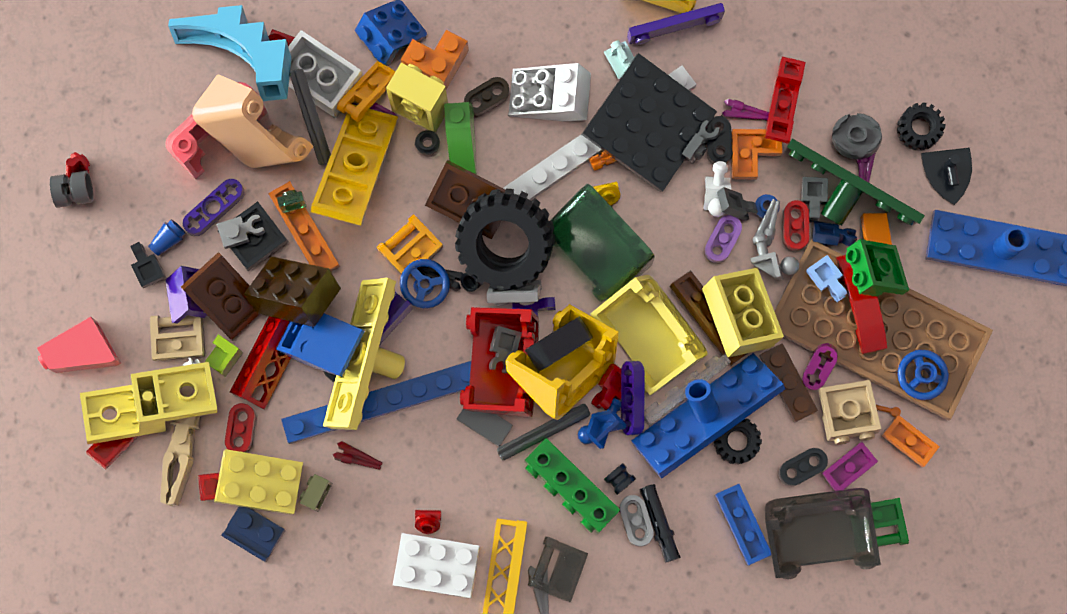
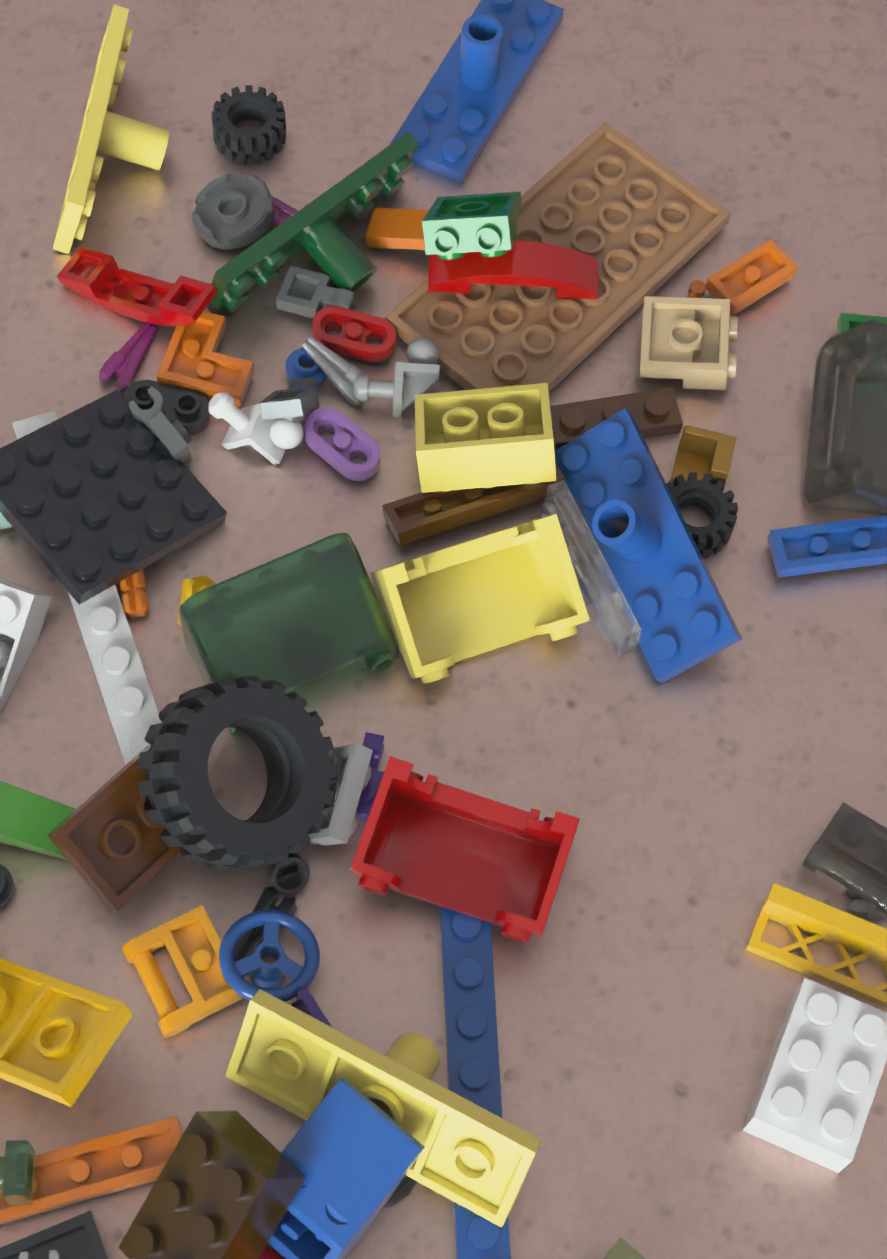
camera: 80 degrees left, 15 degrees down
(354, 456) = (569, 1187): dark red piece -> none
(427, 521) = (727, 1073): red plate -> none
(487, 425) = (574, 914): dark grey tile -> none
(503, 344) = (434, 837): dark grey plate -> none
(543, 431) = (606, 823): dark grey axle -> none
(558, 344) = (464, 733): black beam -> none
(571, 485) = (717, 797): green brick -> none
(574, 375) = (492, 736): yellow windscreen -> none
(601, 424) = (620, 714): blue piece -> none
(610, 387) = (554, 680): red plate -> none
(620, 479) = (722, 713): black wheel -> none
(633, 397) = (577, 634): dark purple beam -> none
(636, 521) = (797, 706): light grey plate -> none
(663, 533) = (812, 672): black pin -> none
(774, 438) = (703, 453): none -> pearl gold panel
(802, 467) = (762, 437): black plate -> none
(825, 369) = (602, 360): magenta beam -> none
(826, 275) = (458, 306): light blue plate -> none
(830, 234) = (385, 291): dark blue plate -> none
(849, 467) = (775, 369): magenta plate -> none
(881, 50) = (106, 134): none -> light yellow plate
(931, 370) = (654, 221): blue piece -> none
(948, 172) = (333, 116): black shield -> none

